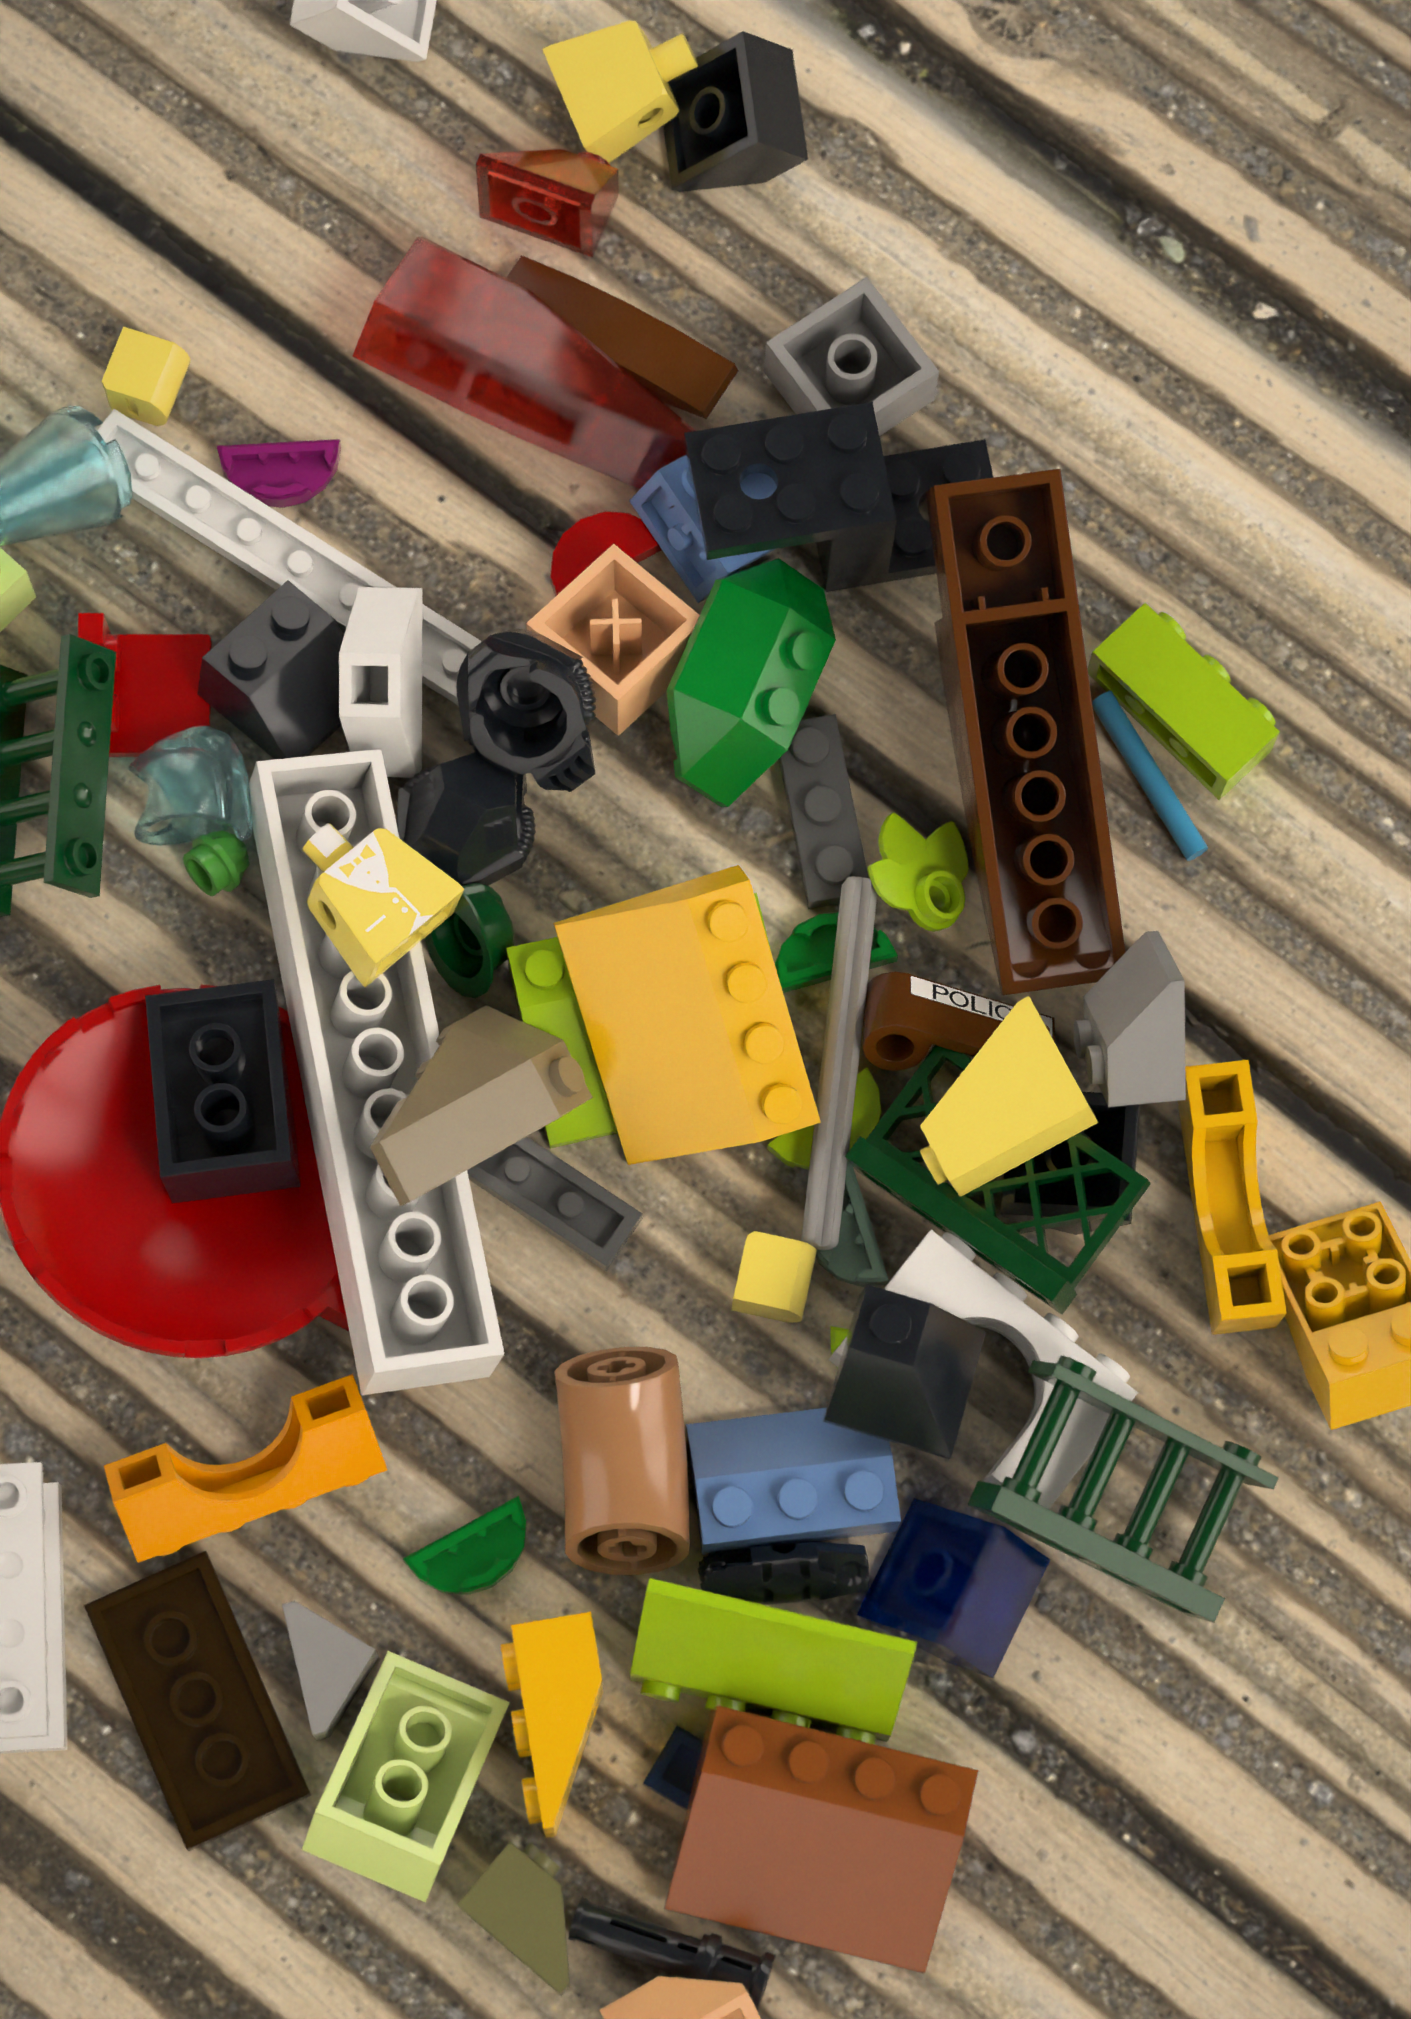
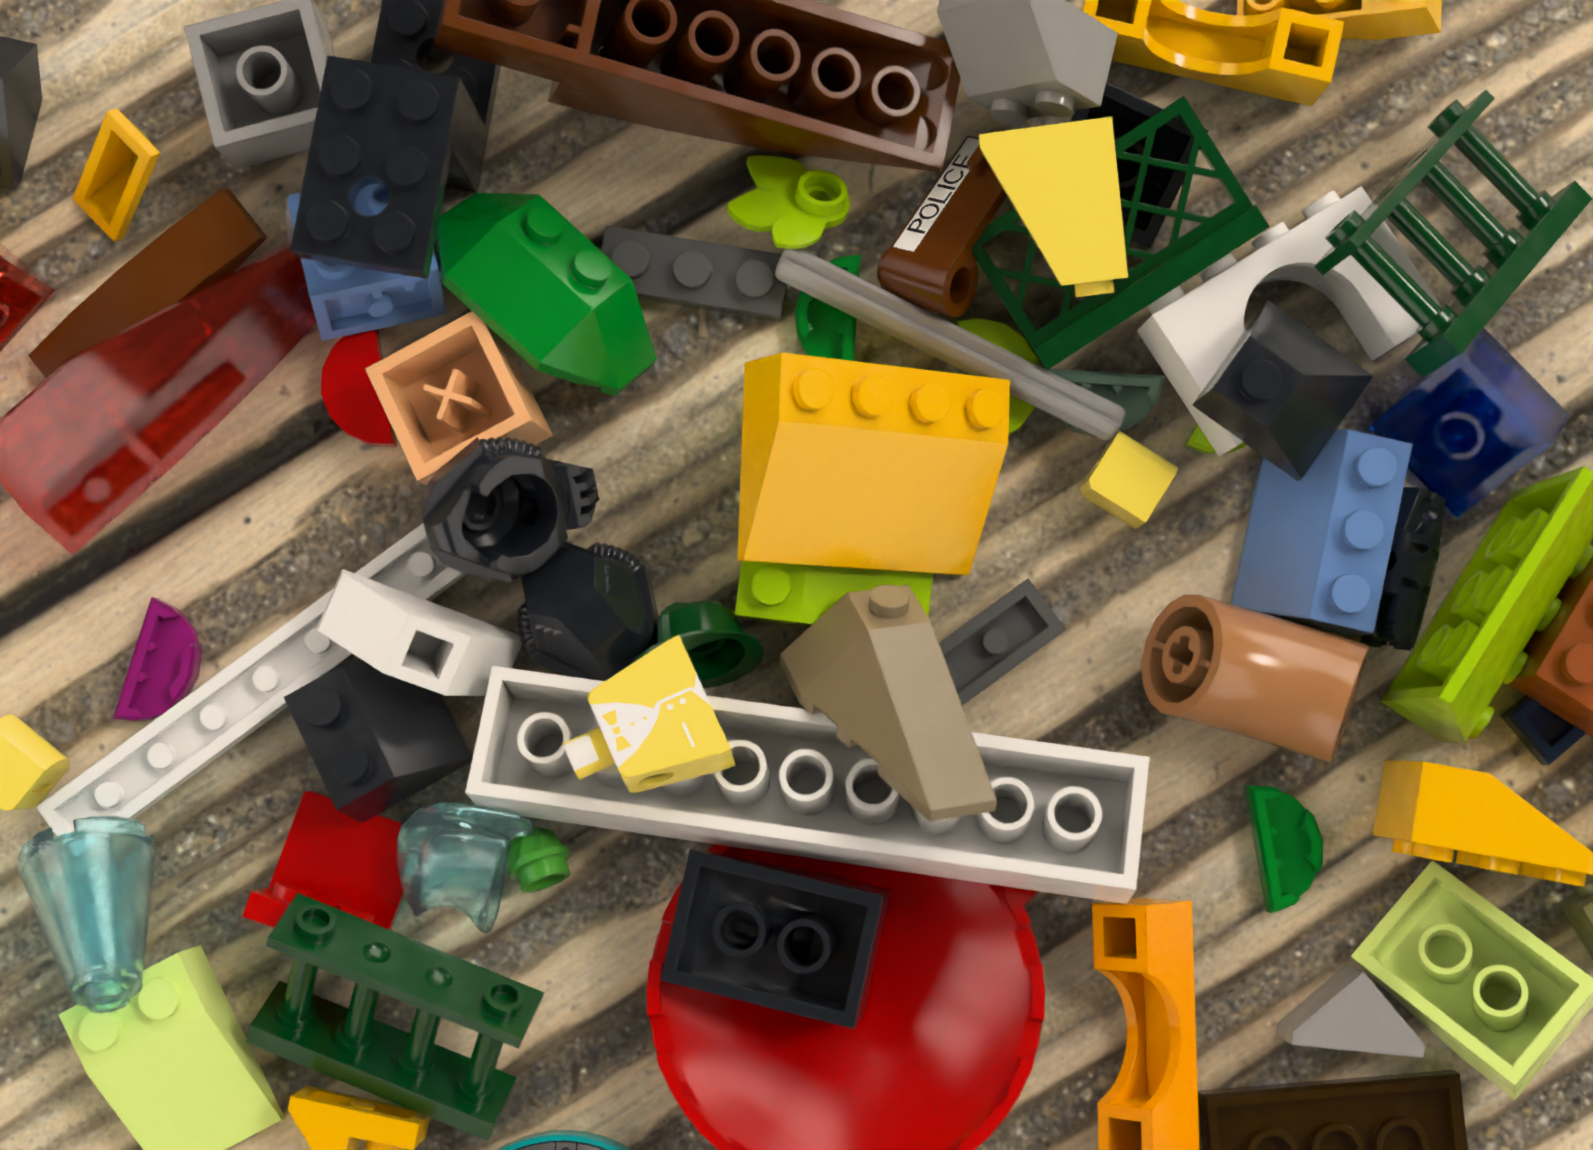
camera: 65 degrees left, 10 degrees up
(716, 269) = (116, 174): none -> yellow slope

